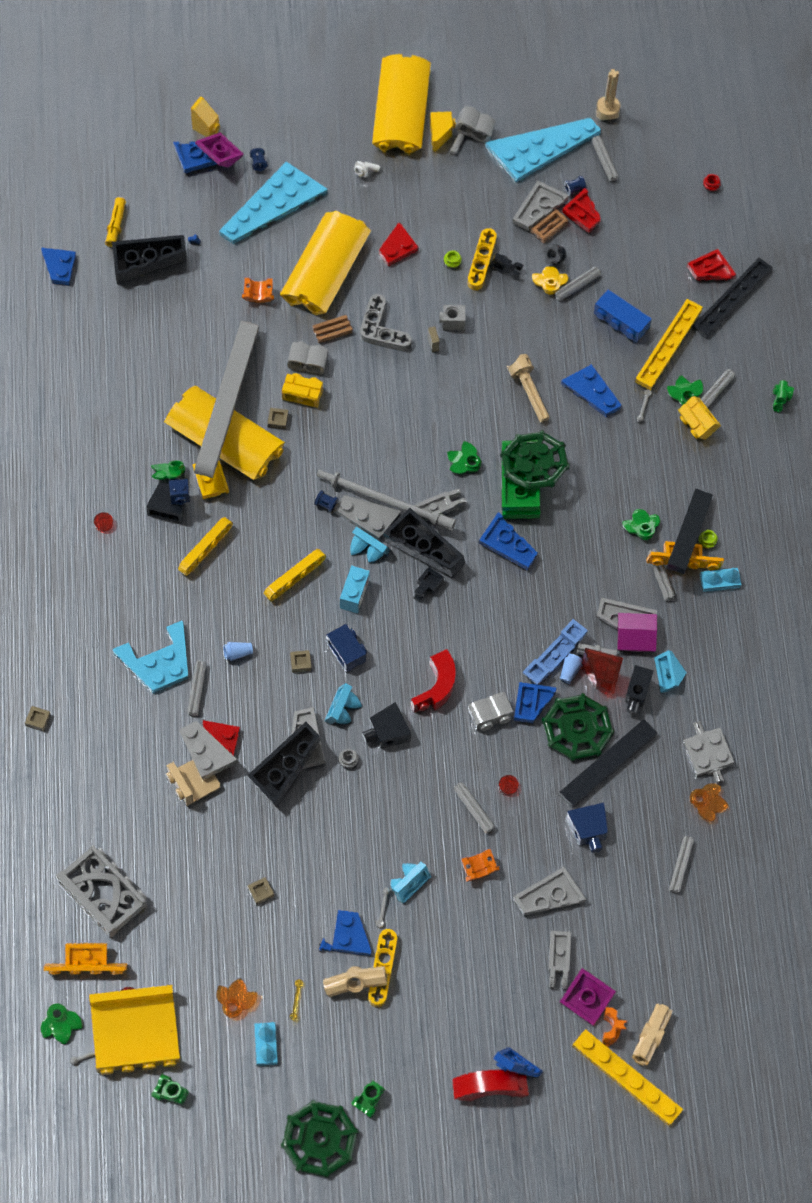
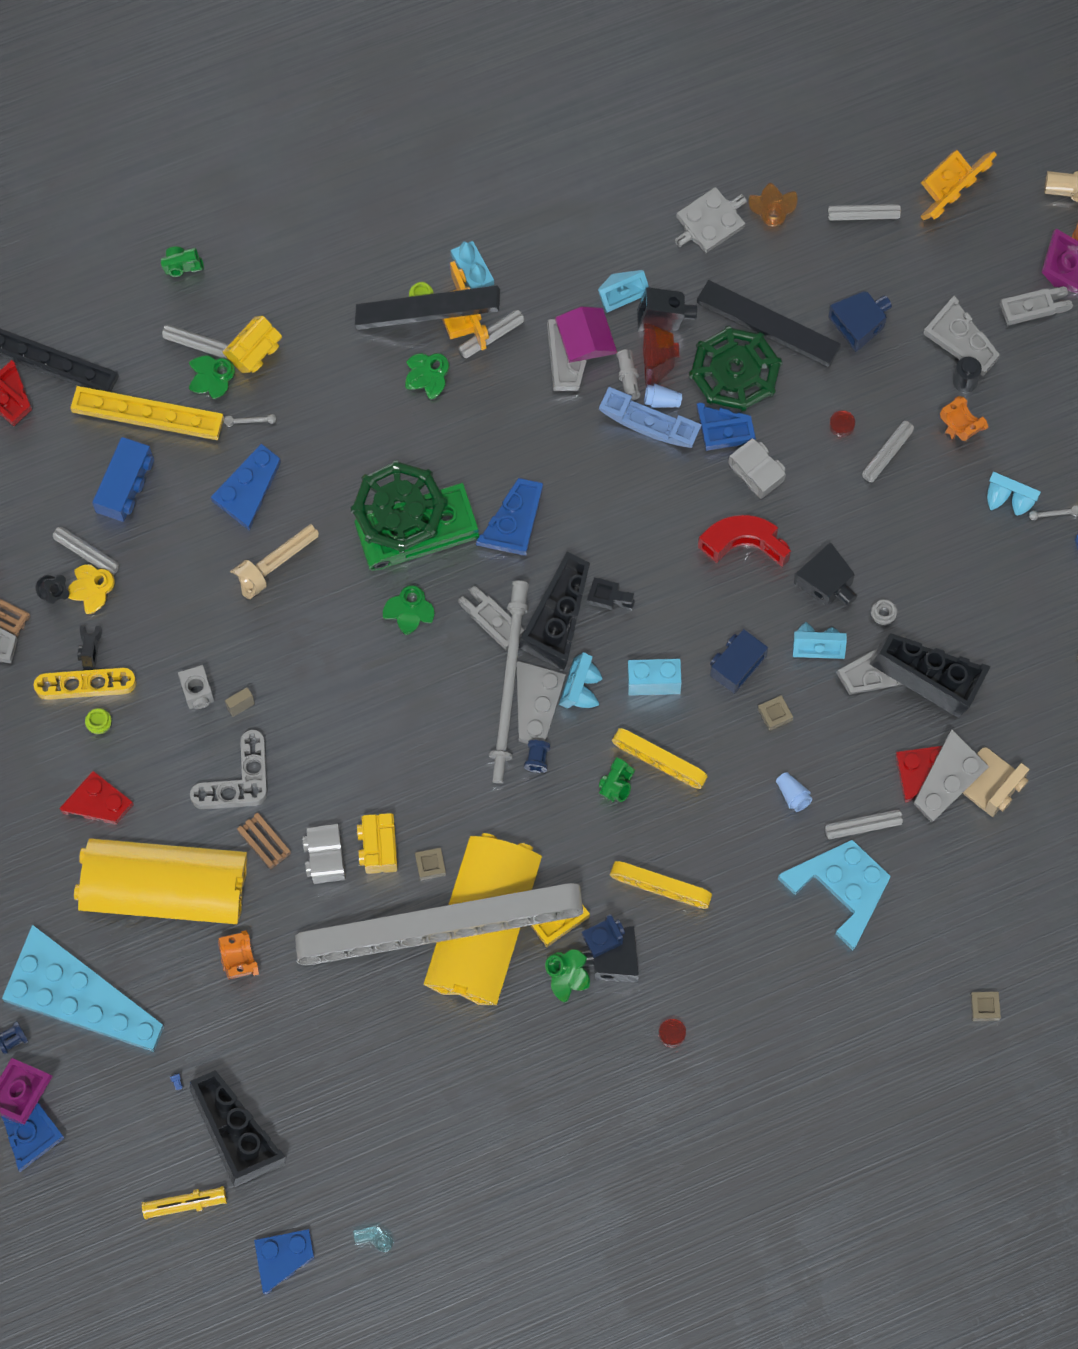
camera: 105 degrees left, 5 degrees up
(44, 319) = (375, 1236): none -> clear light blue arm
(290, 542) = (615, 784): none -> green plate
(515, 882) = (967, 374): none -> black brick
(689, 936) = (950, 178): none -> light orange bracket

